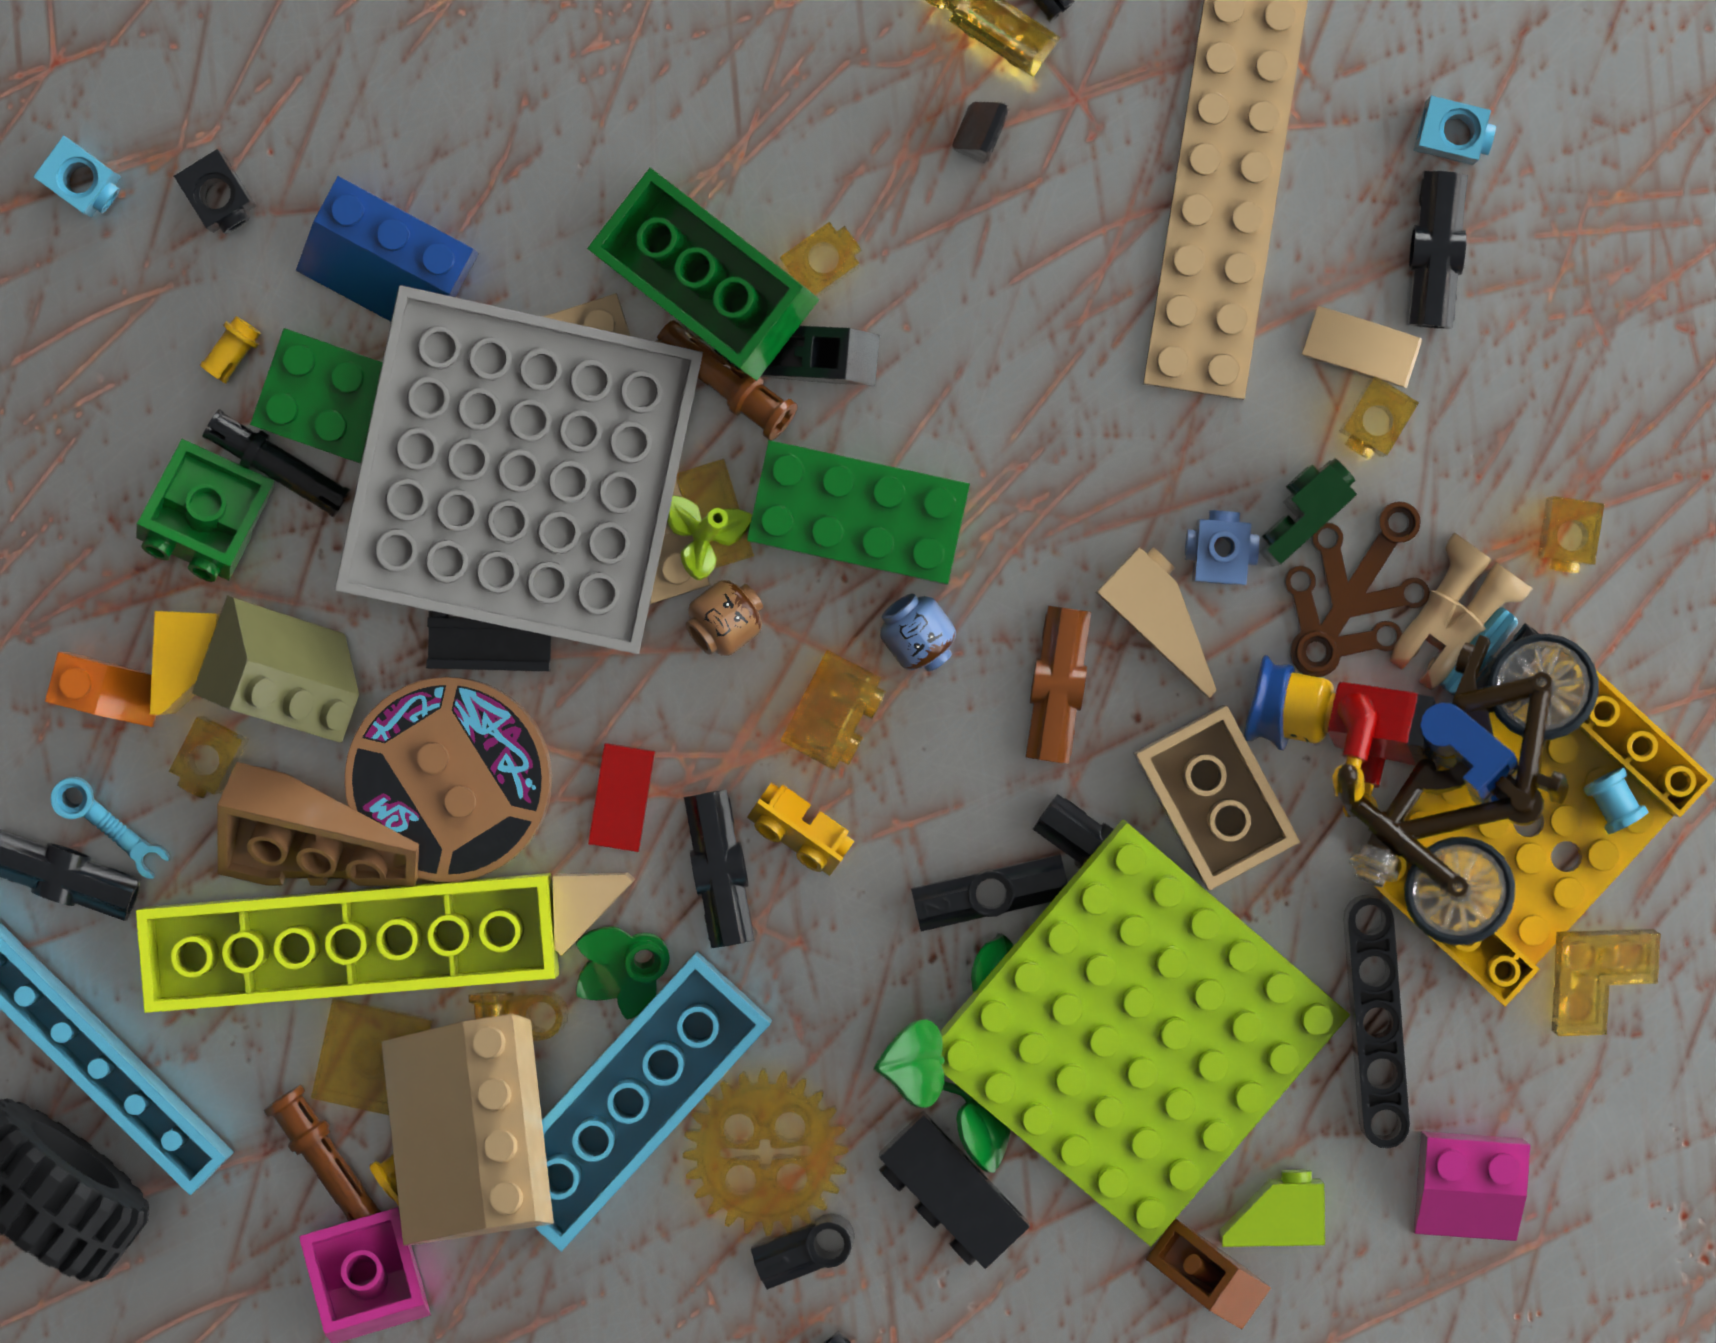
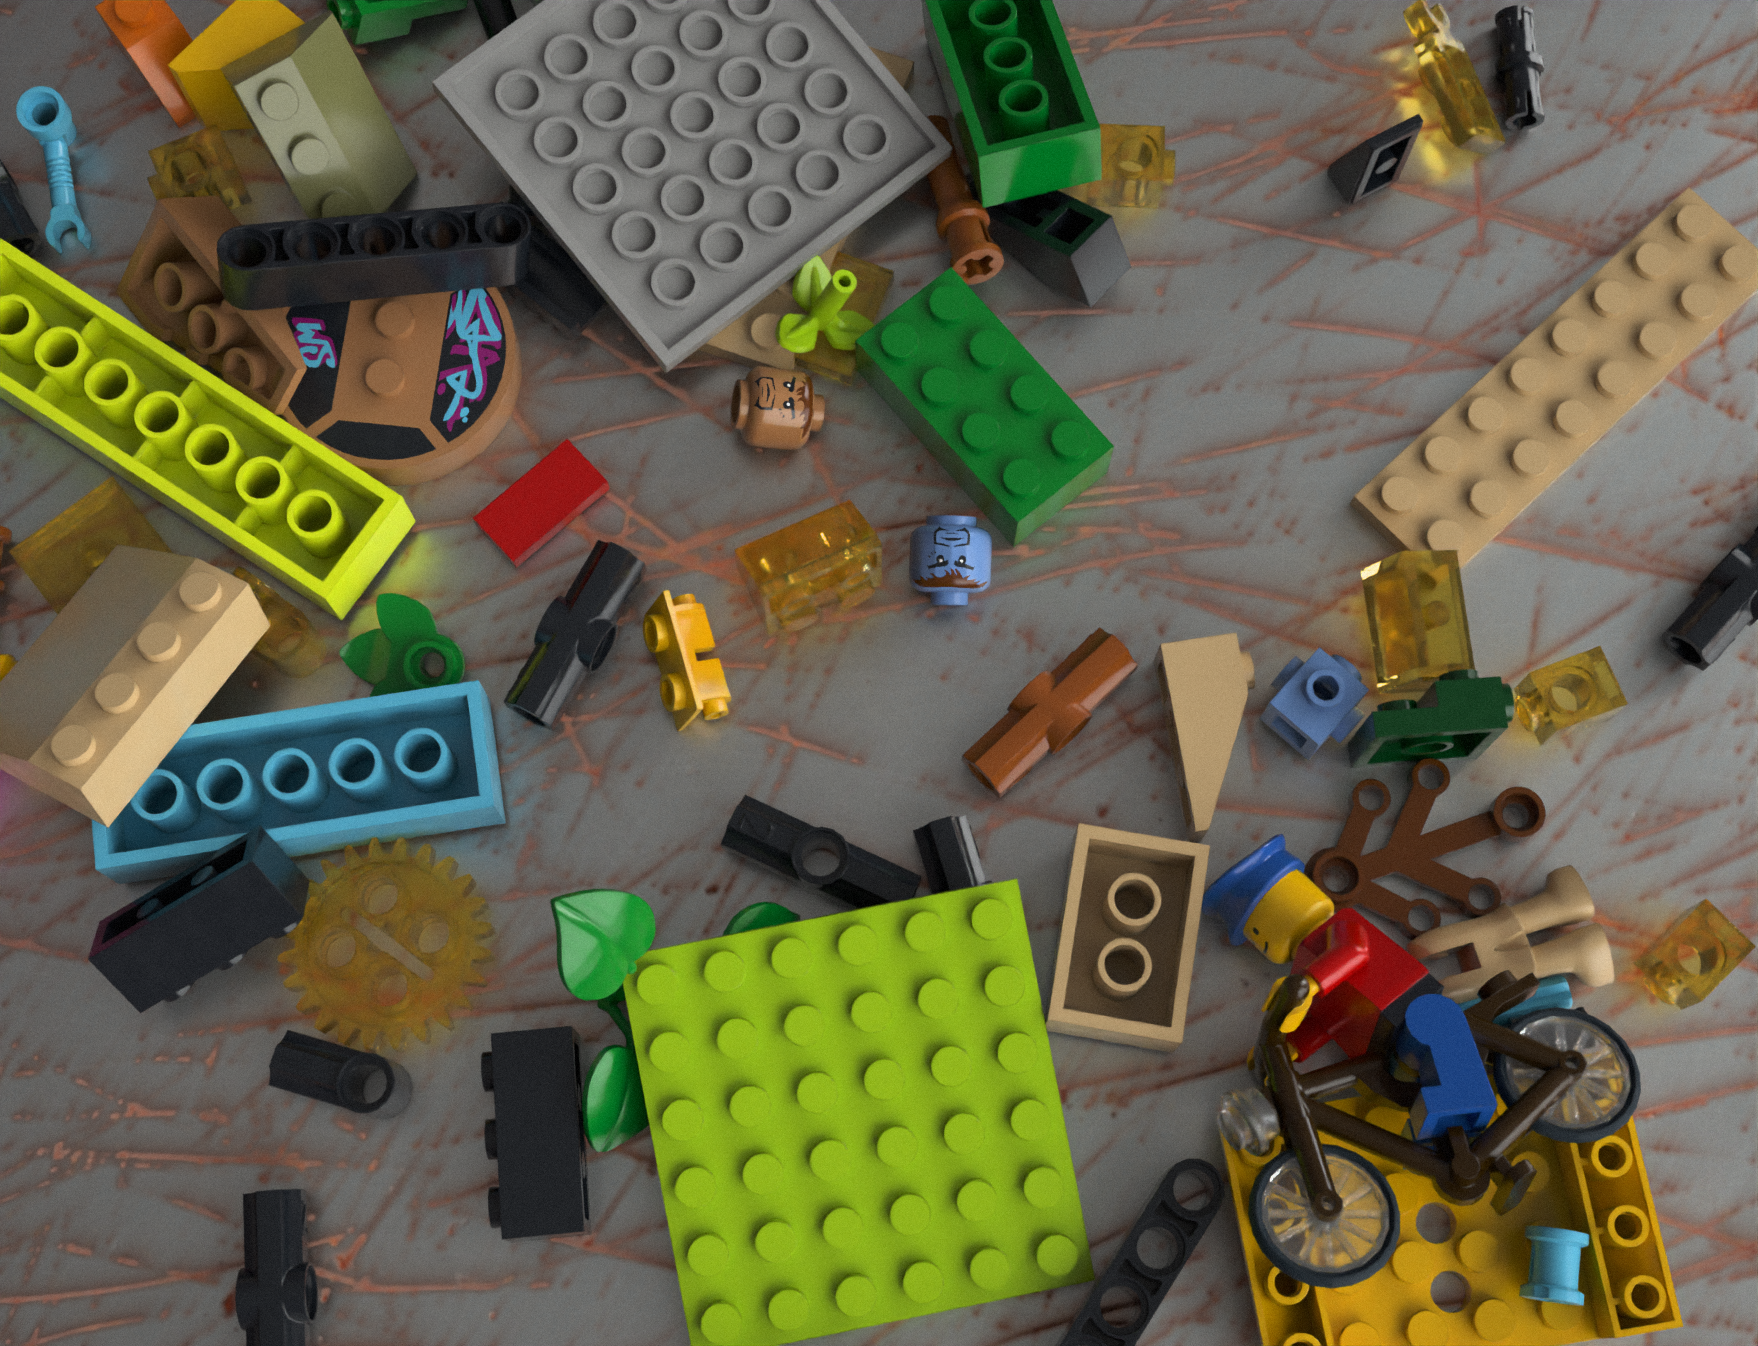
camera: 35 degrees right, 15 degrees down
(393, 758) = (373, 255): none -> black beam
(581, 901) = (419, 564): tan slope -> none
(647, 1229) = (200, 920): none -> black brick
(1248, 447) = (1416, 619): none -> clear yellow brick
(1362, 346) = (1602, 615): tan slope -> none

